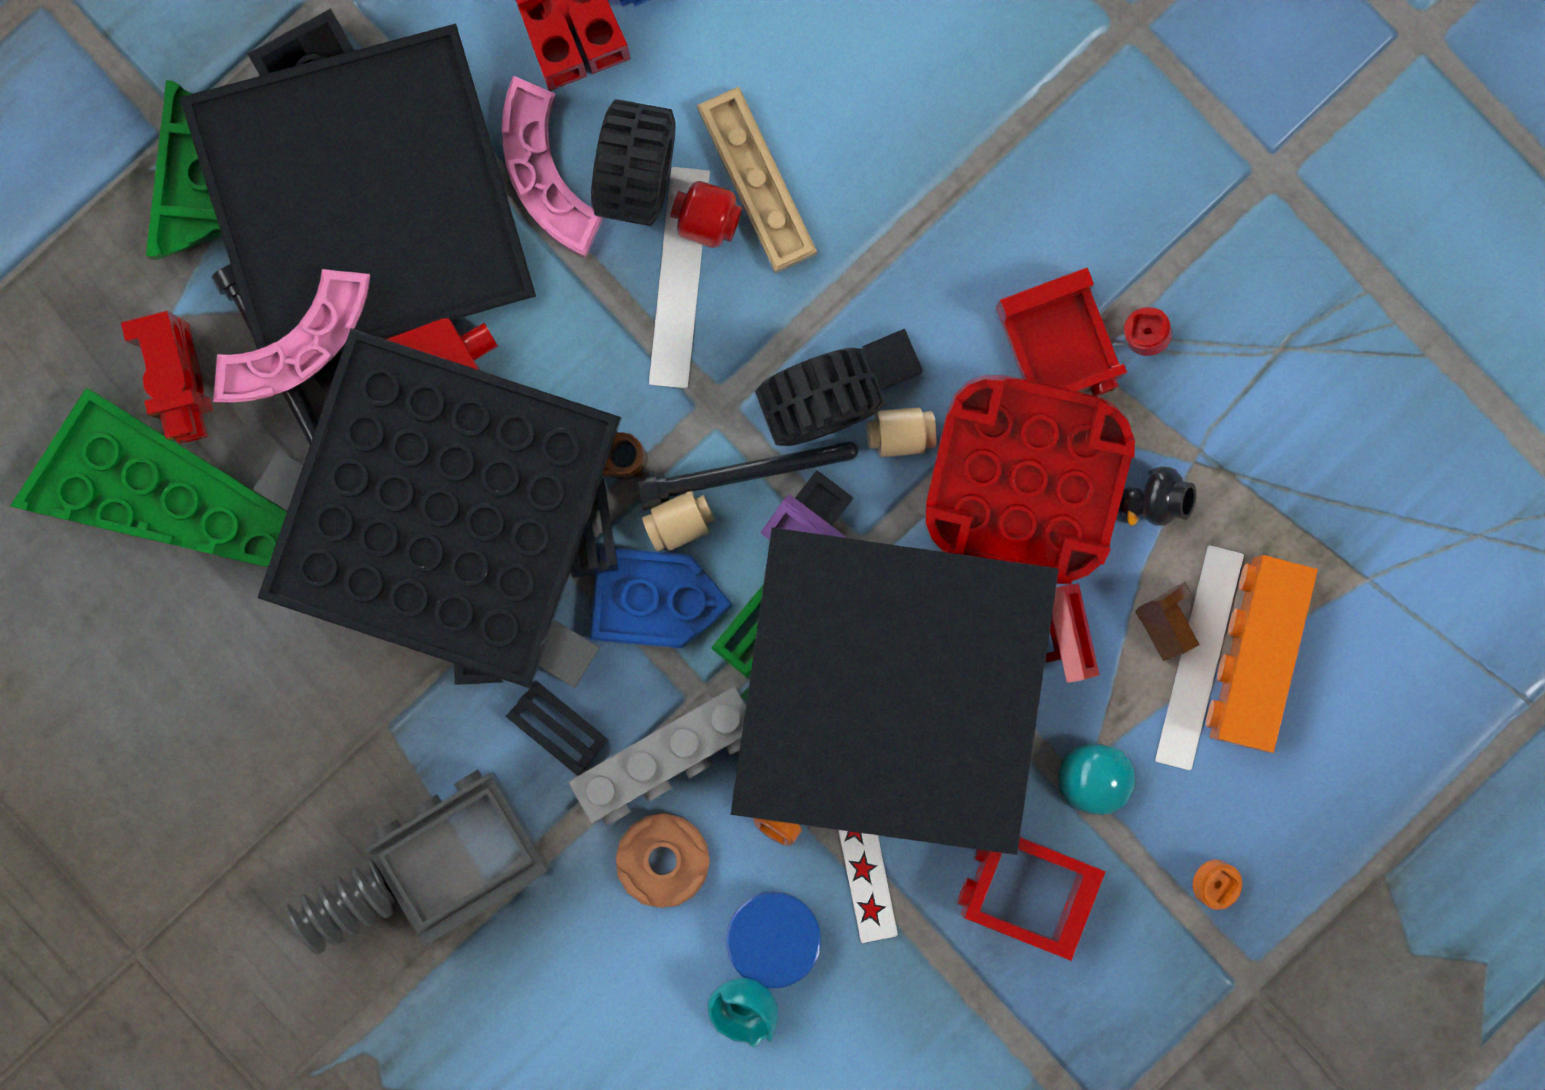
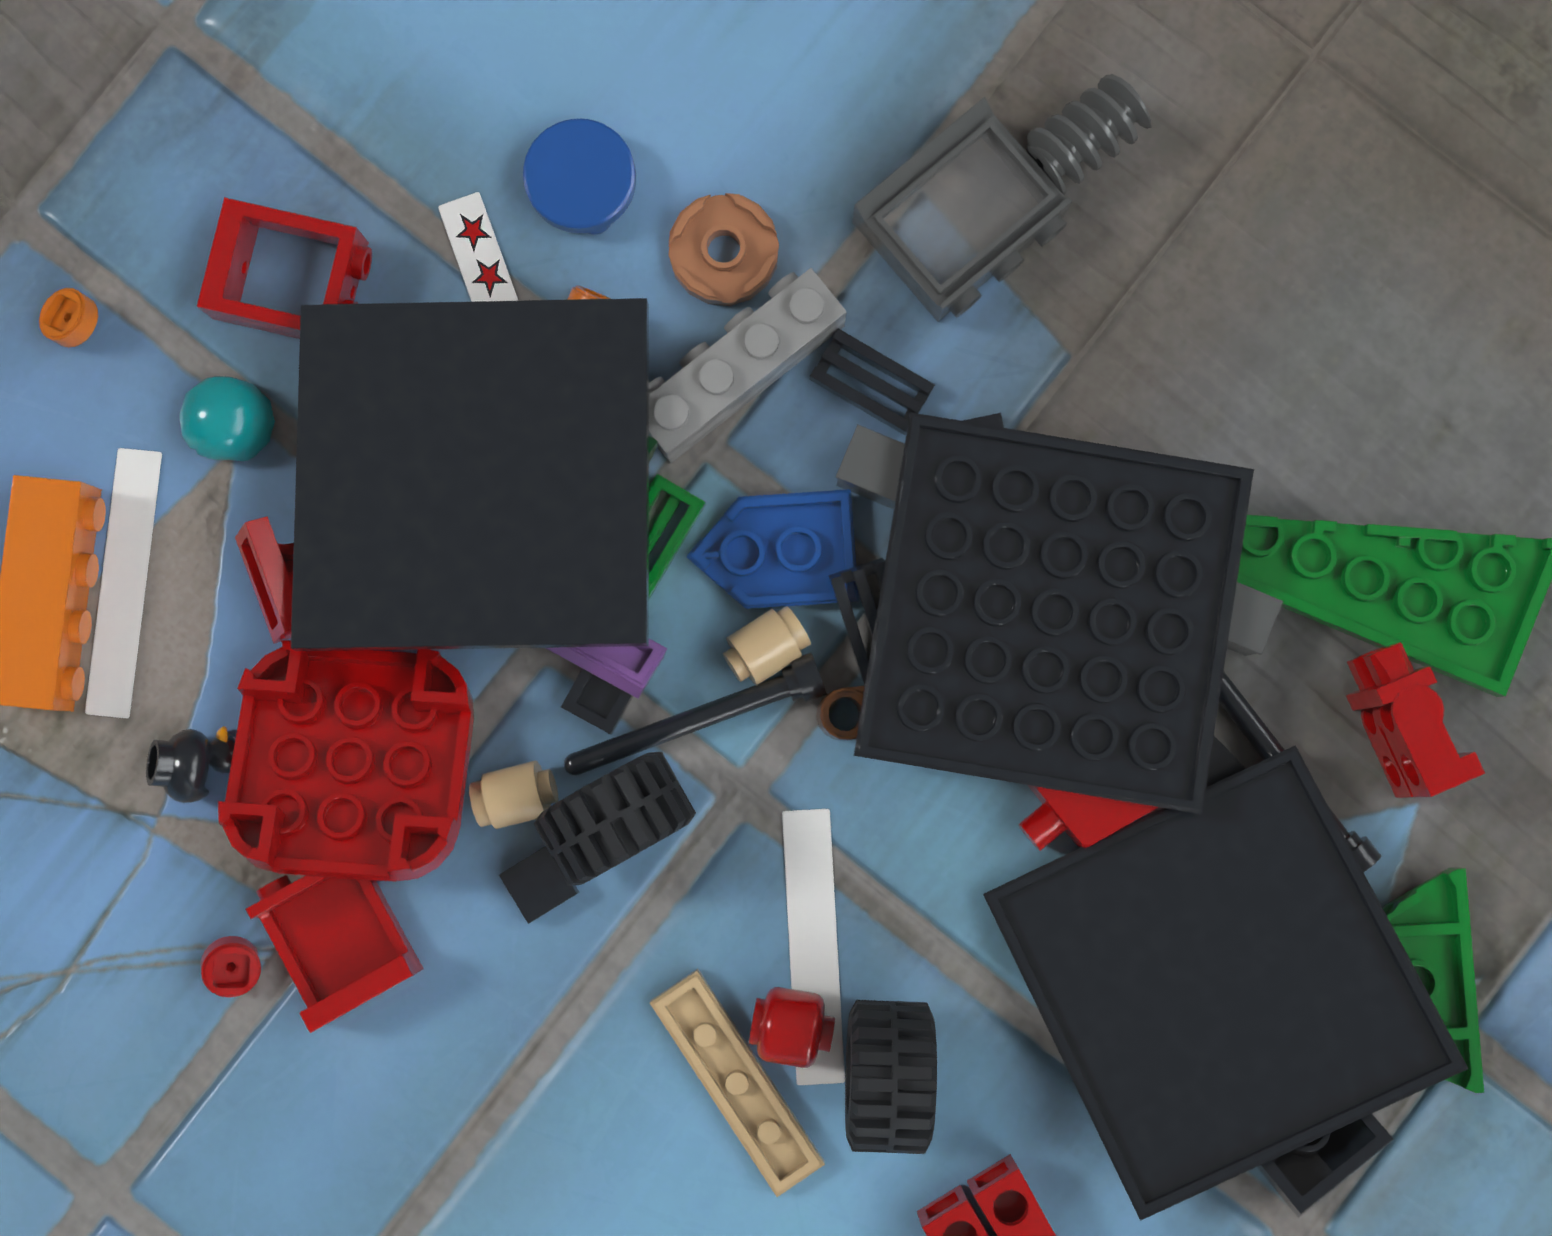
camera: 175 degrees right, 0 degrees up
(300, 352) = (1253, 779): bright pink tile -> none
(533, 171) = (1012, 1049): bright pink tile -> none
(744, 1011) = (600, 88): teal hair -> none
(1167, 623) = (162, 613): reddish brown tile -> none

